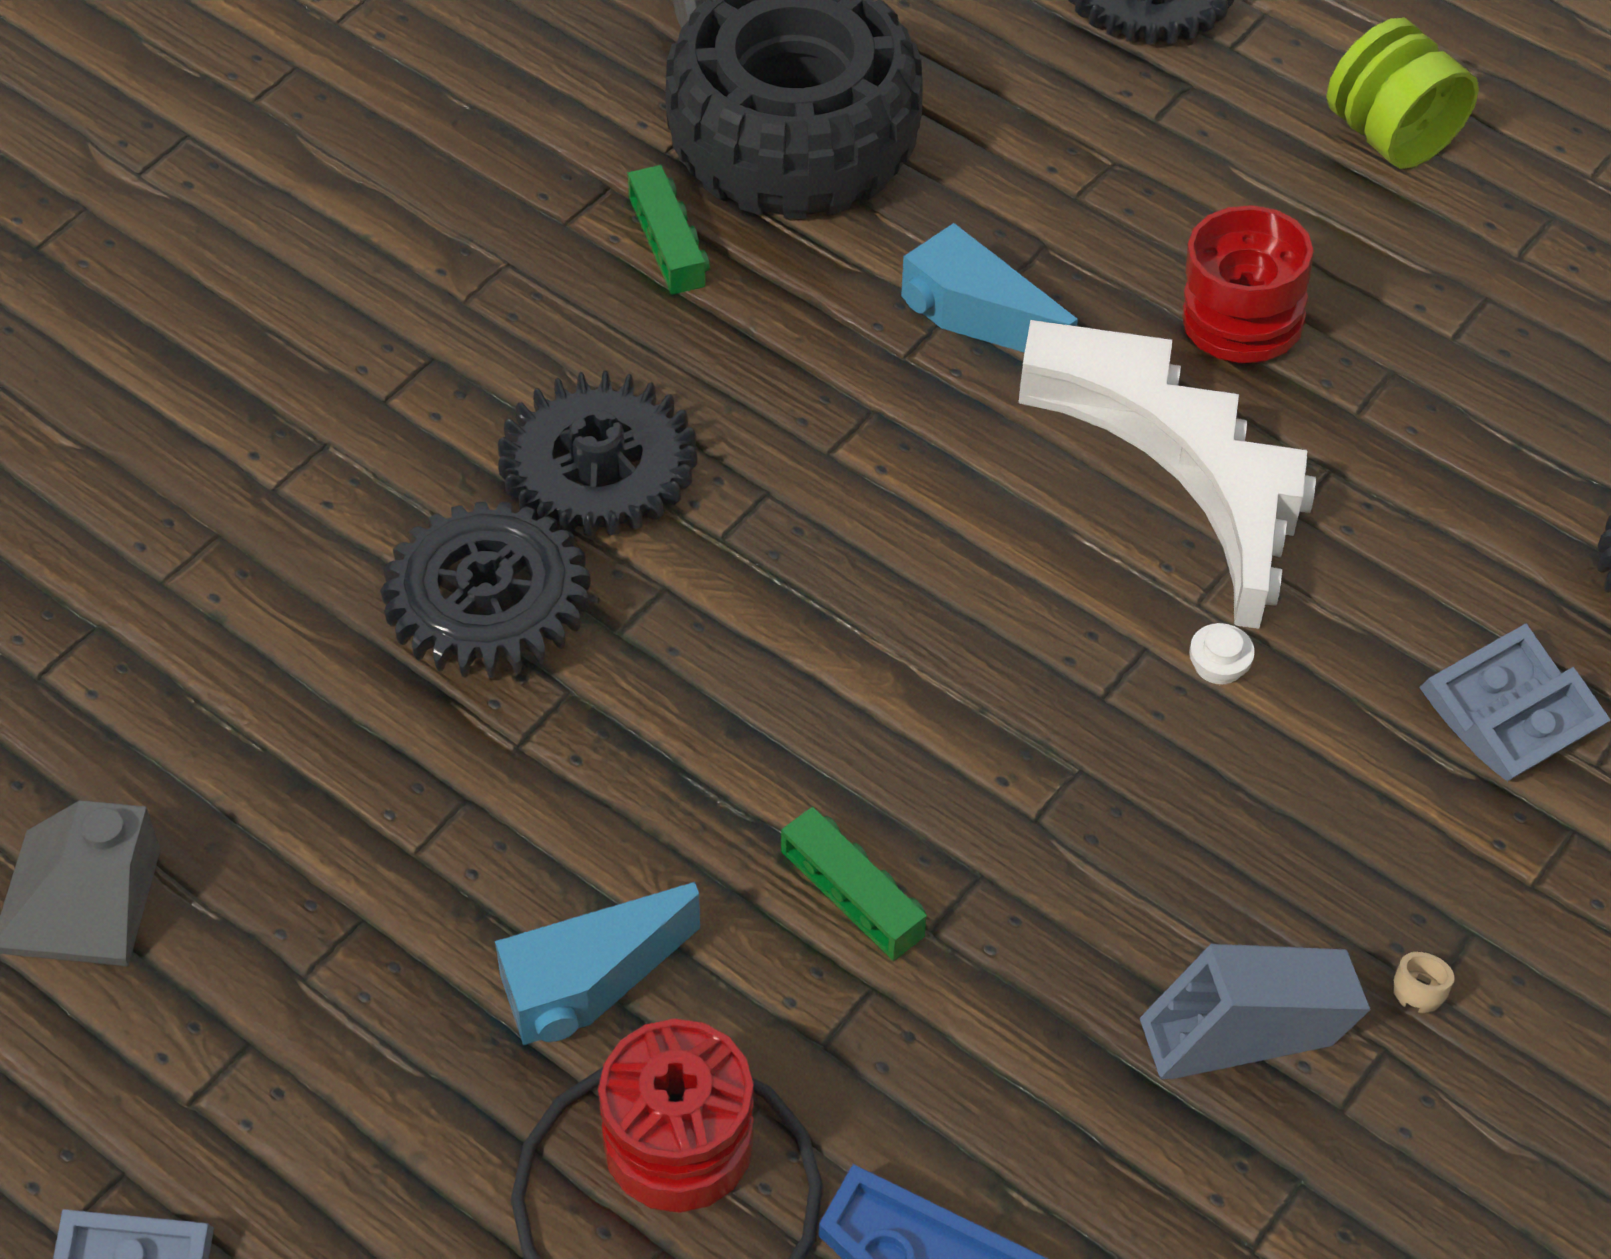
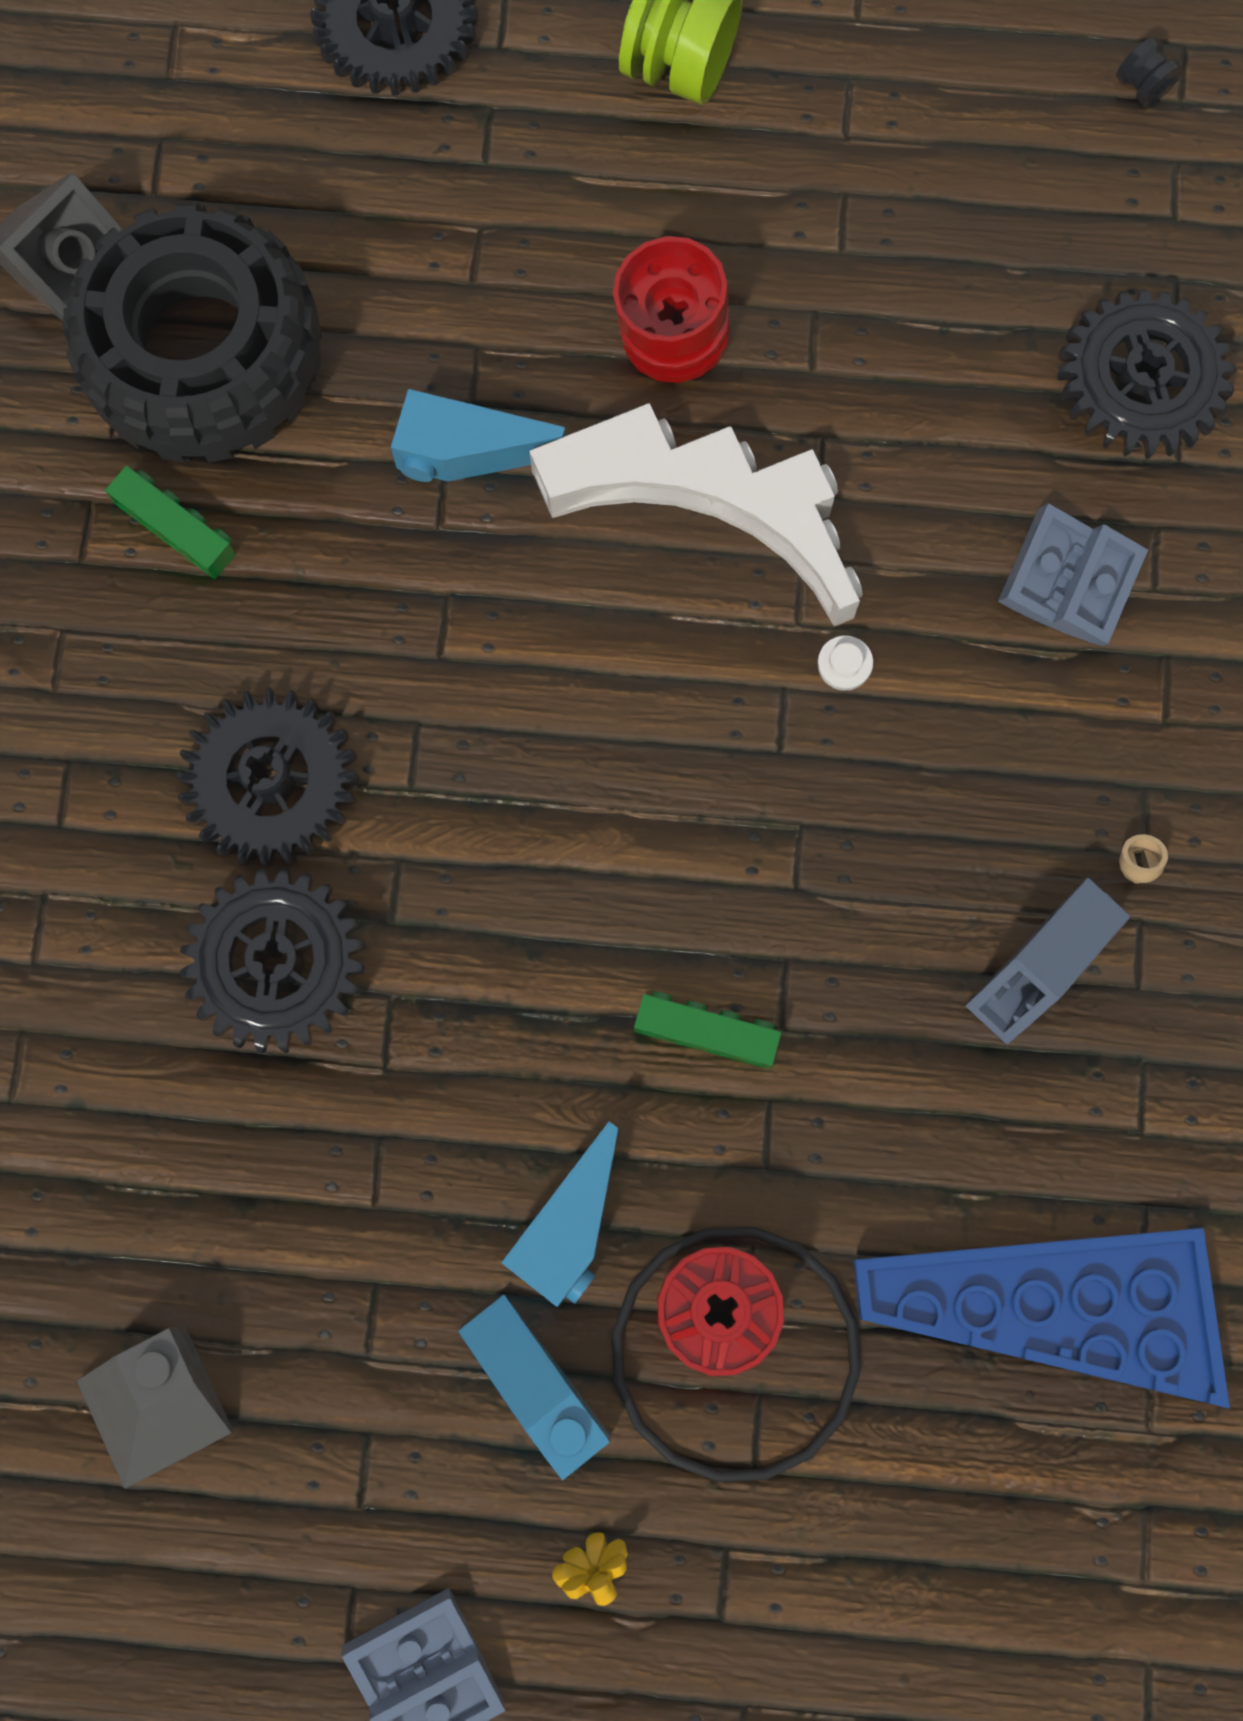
camera: 30 degrees left, 25 degrees up
(441, 1099) = (535, 1387): none -> dark azure slope

